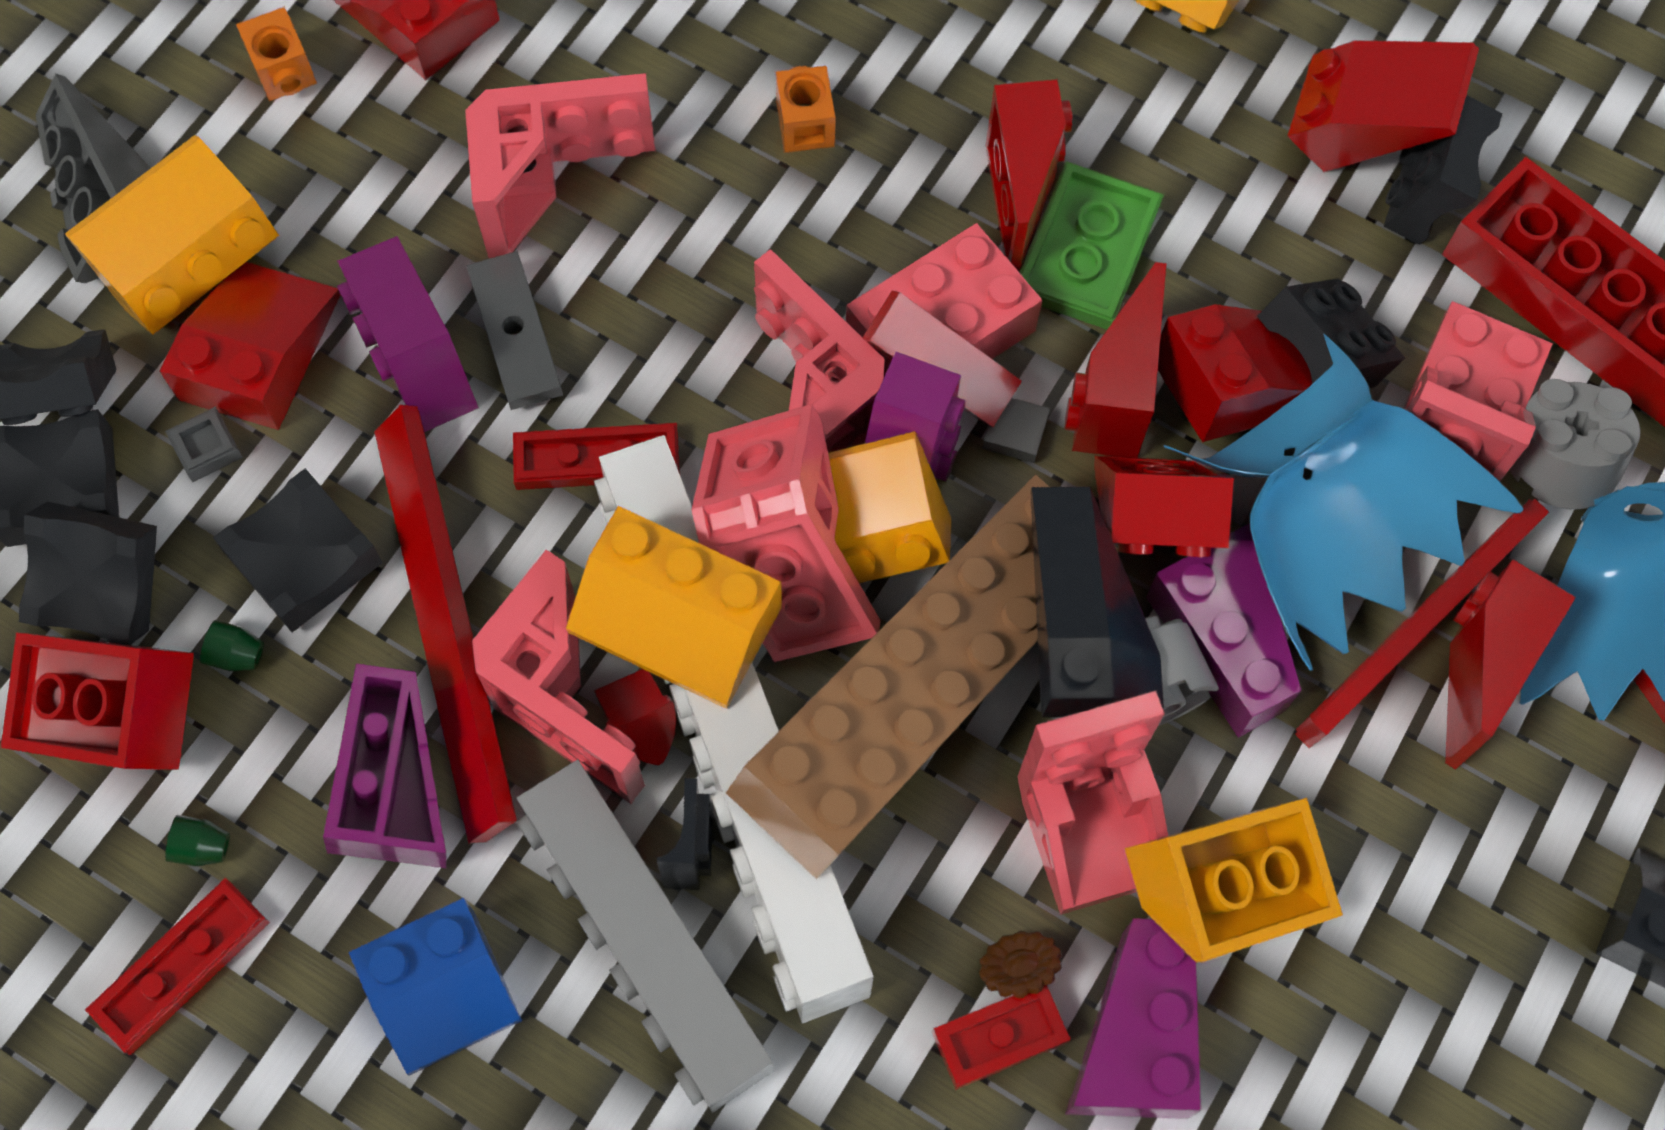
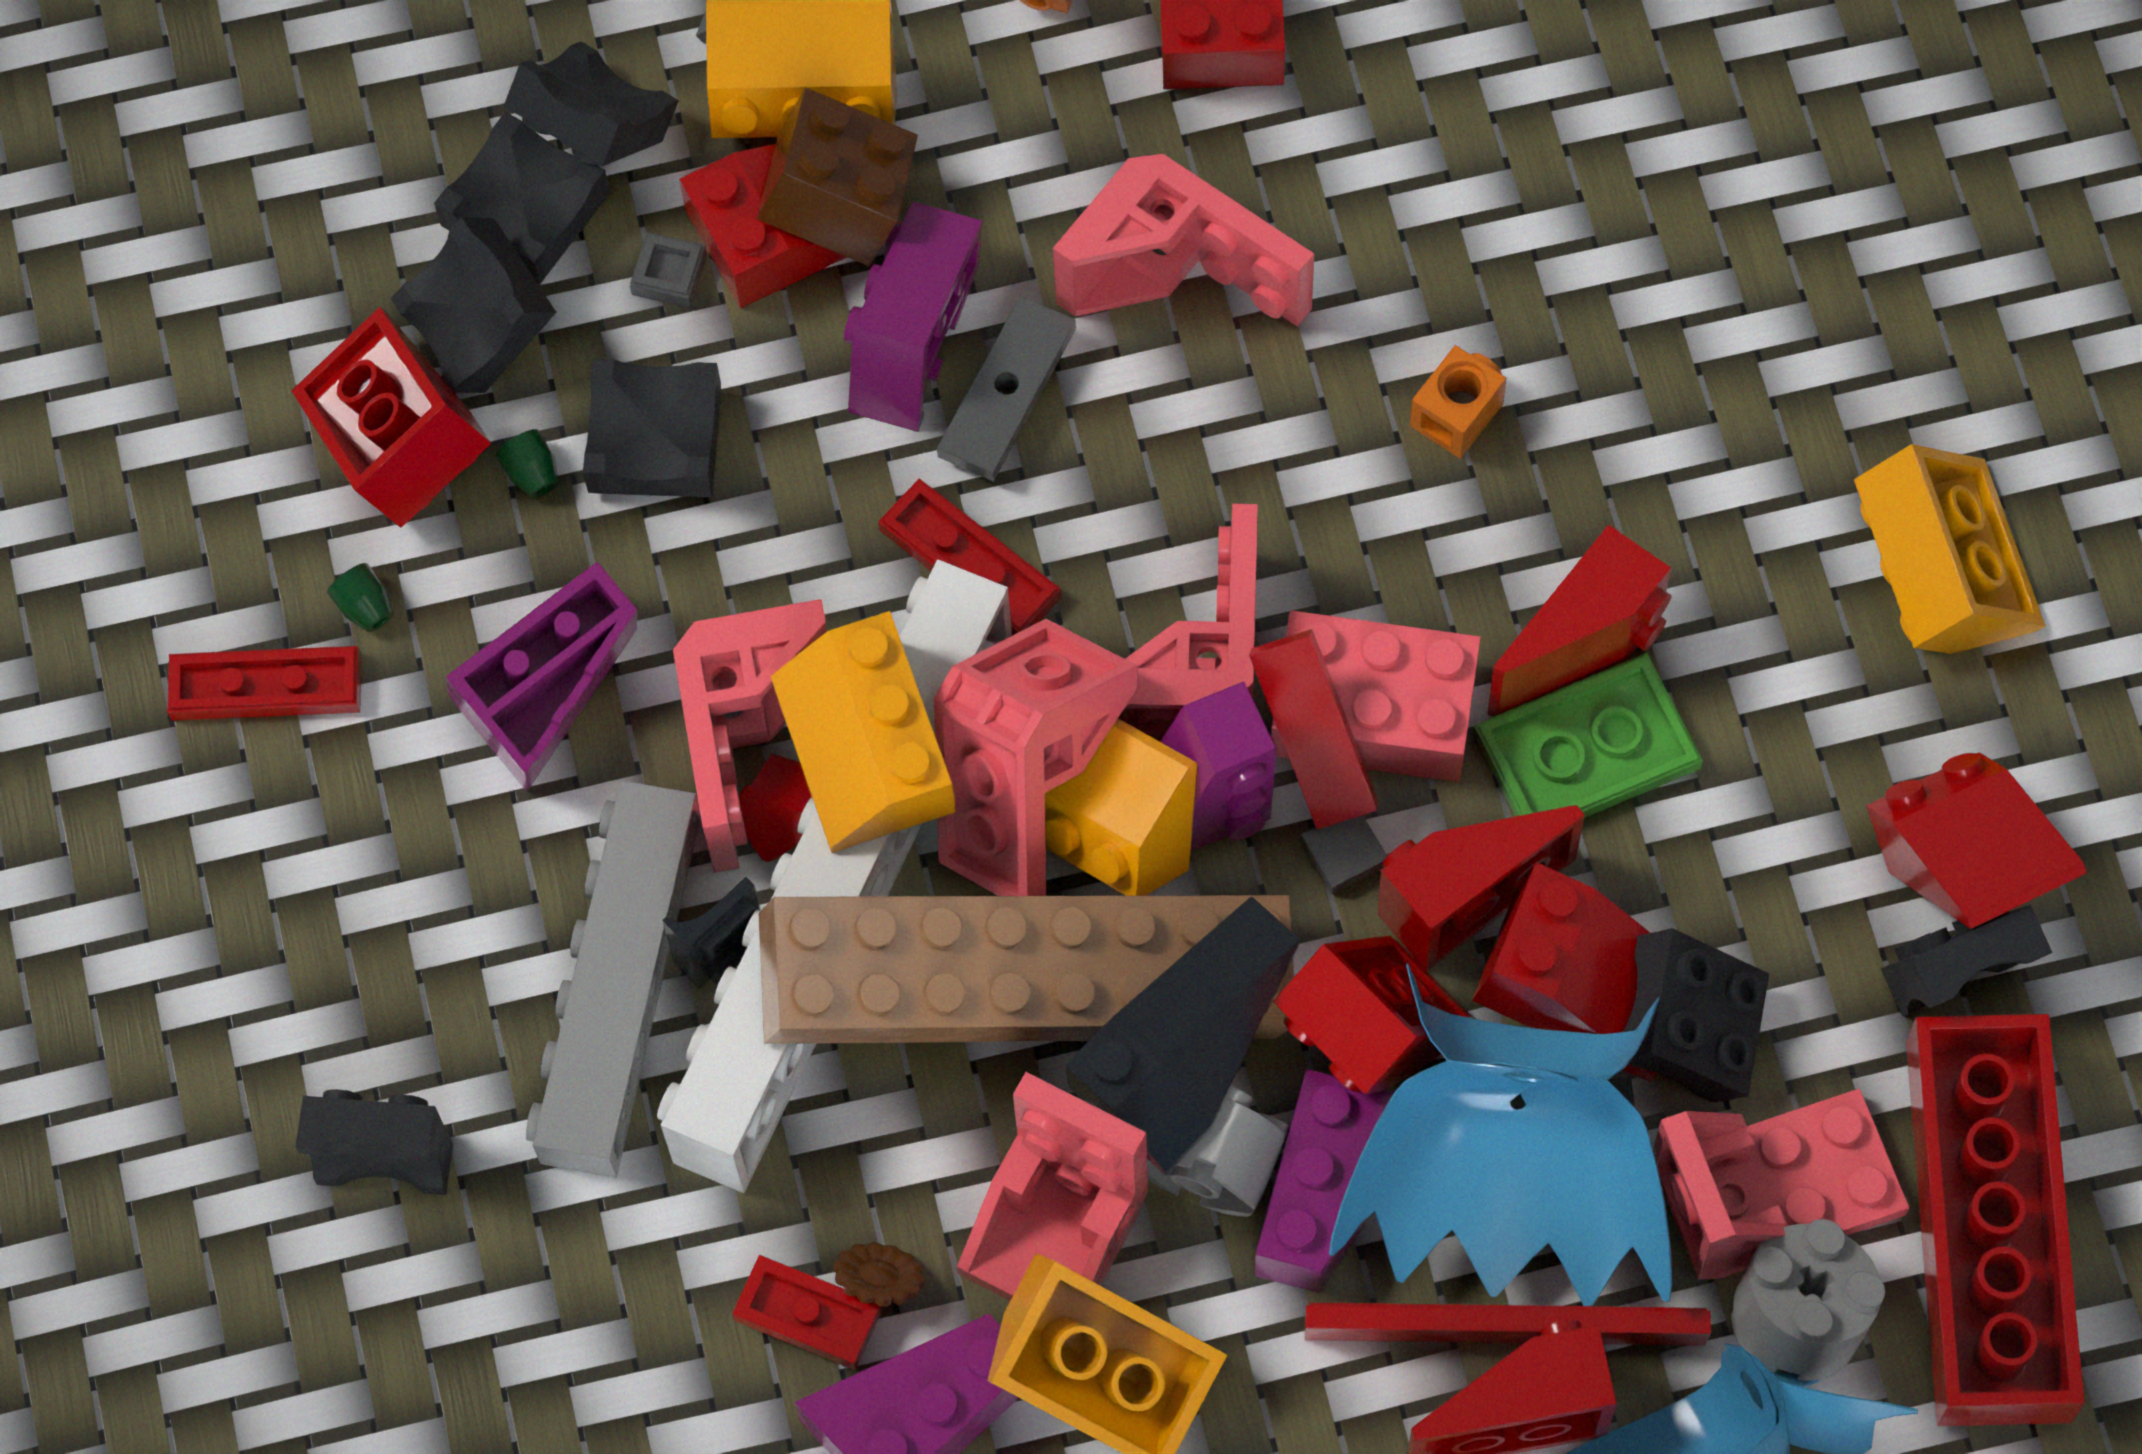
camera: 50 degrees right, 0 degrees up
(271, 281) = (837, 177): none -> reddish brown brick
(435, 986) = (429, 871): blue slope -> none
(444, 626) = (710, 585): red tile -> none

